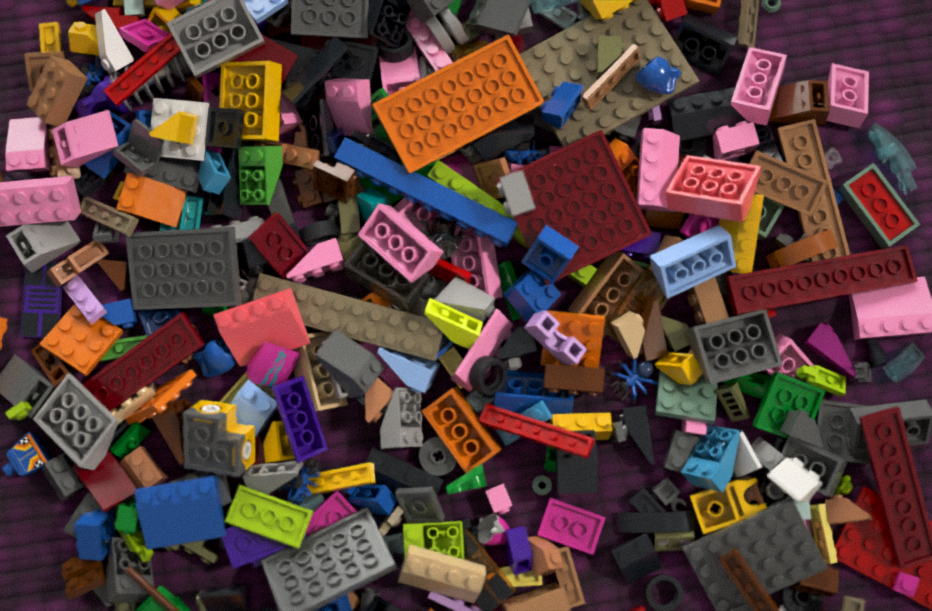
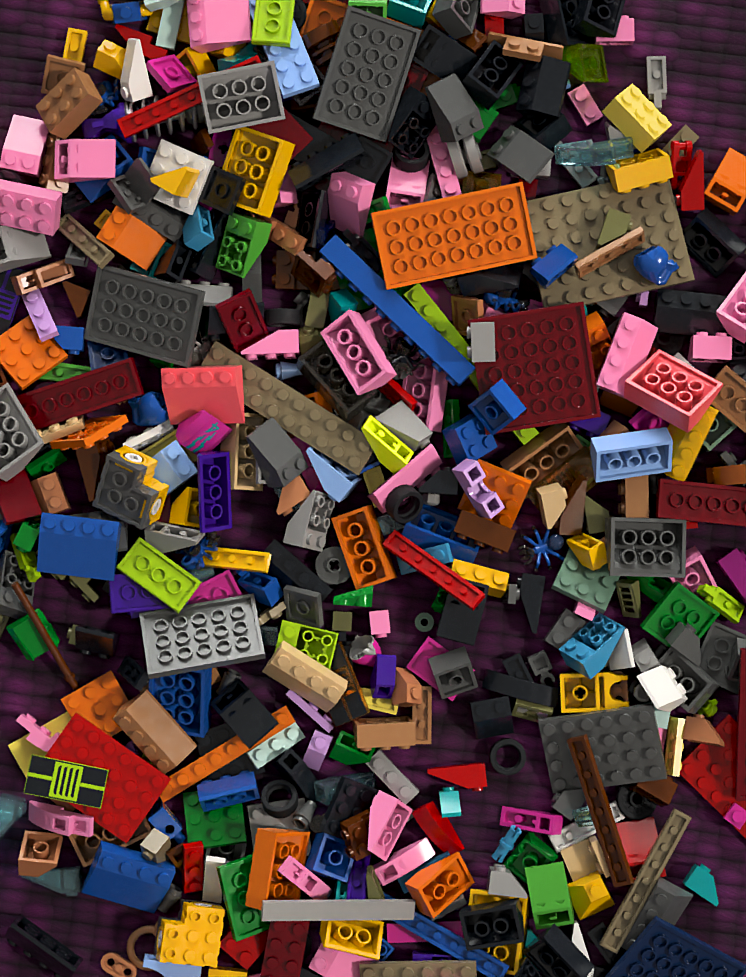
camera: 10 degrees right, 5 degrees up
(199, 210) = (174, 262): none -> black slope
(223, 384) = (149, 436): none -> white hinge
(337, 282) = (286, 370): none -> light blue cone
(462, 508) = (342, 621): none -> olive tile
(585, 526) = (453, 672): none -> dark grey slope

